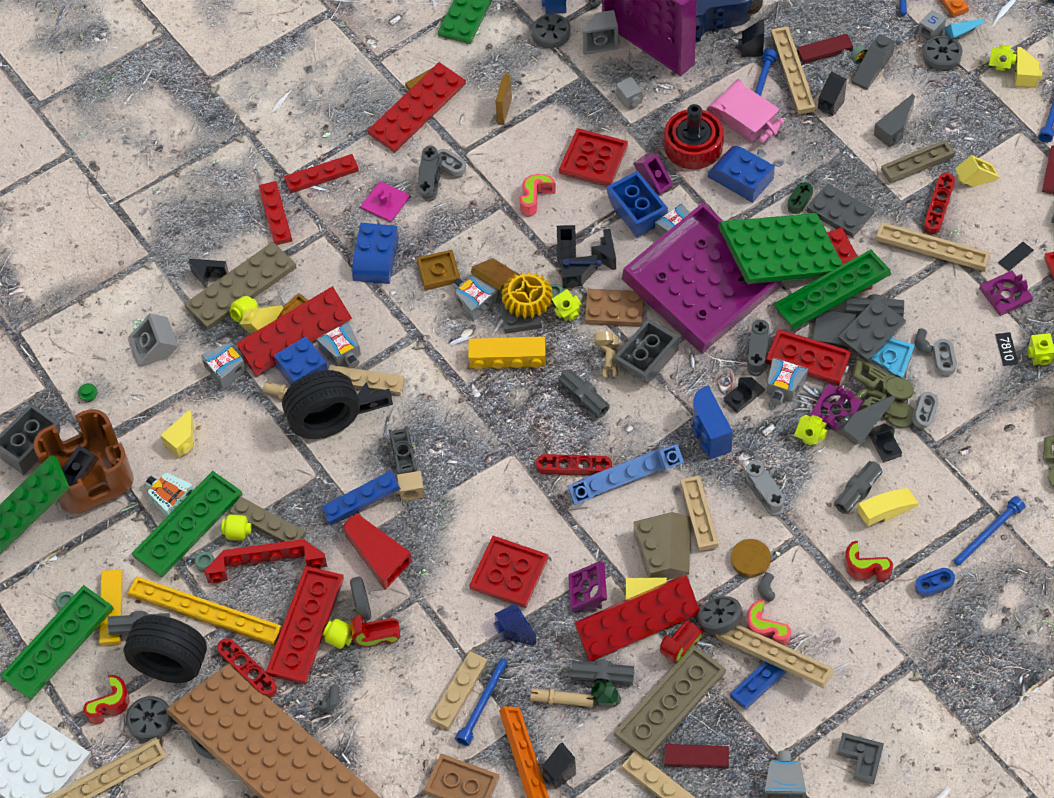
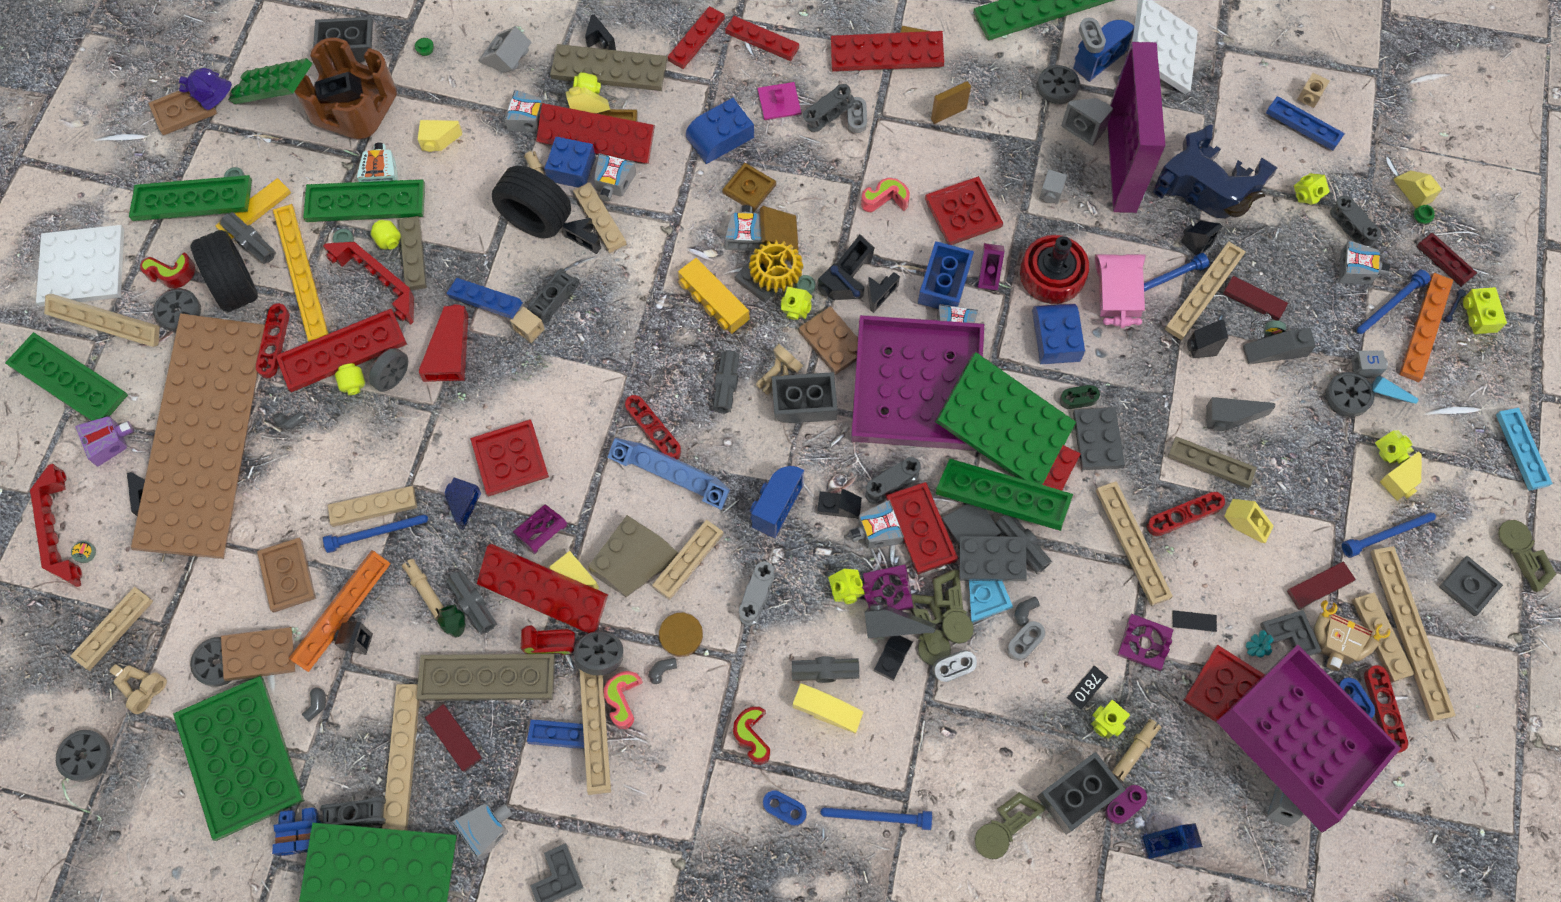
camera: 45 degrees right, 10 degrees up
(374, 632) = (370, 402): red animal -> none

